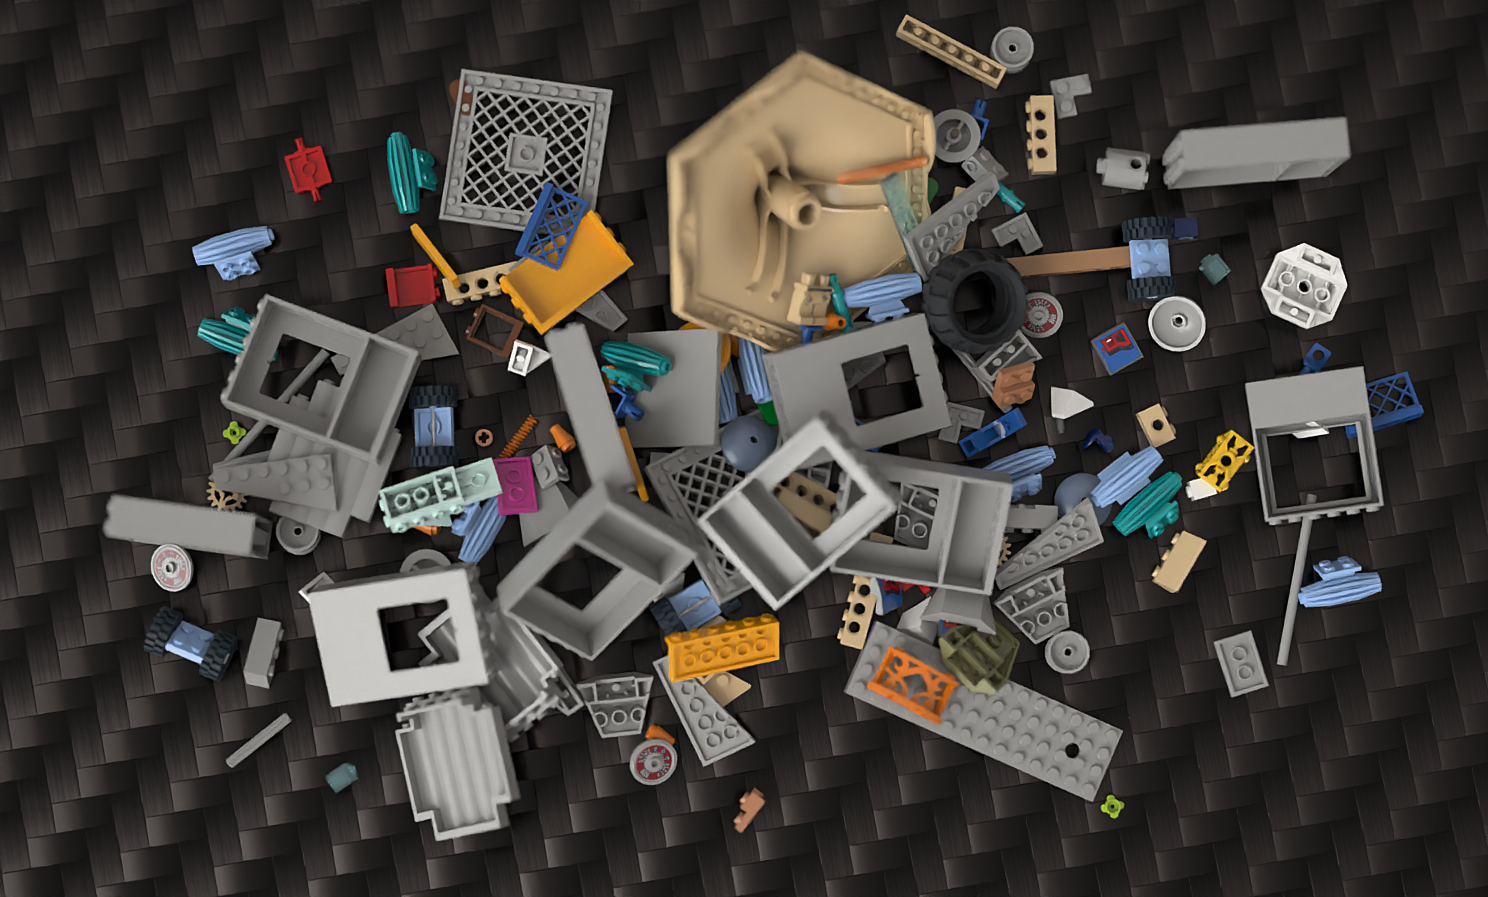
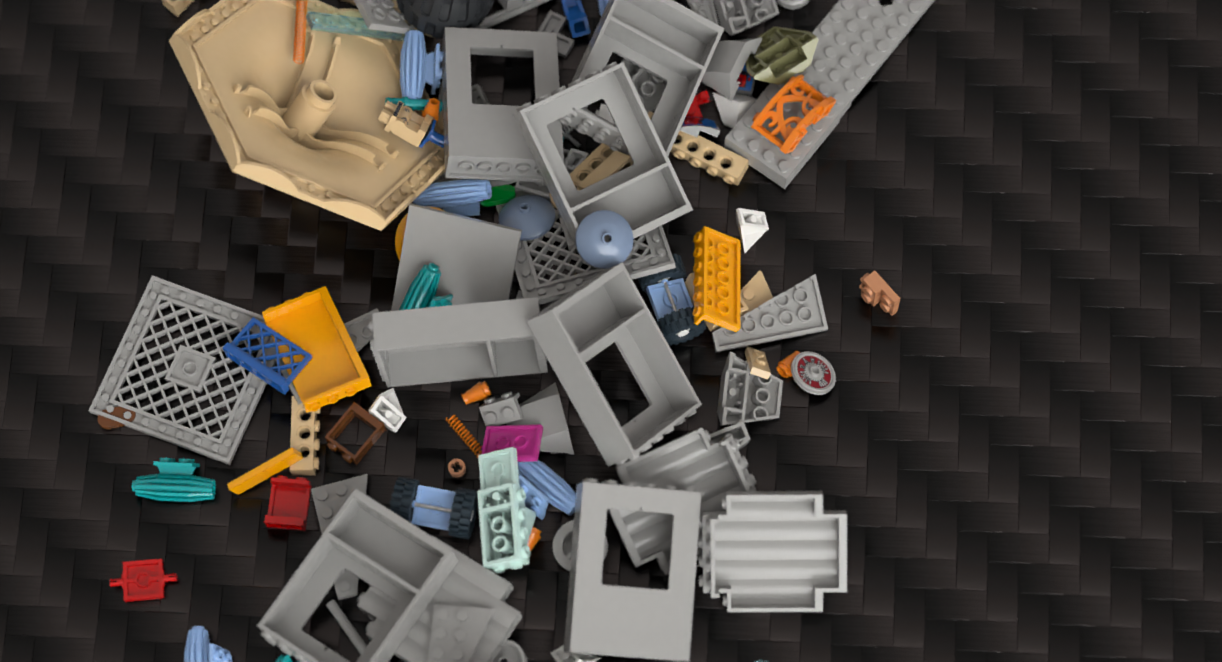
camera: 70 degrees left, 15 degrees down
(646, 705) = (757, 362): none -> tan plate
(728, 524) = (591, 241): none -> sand blue dish
(795, 667) = (751, 226): none -> white slope

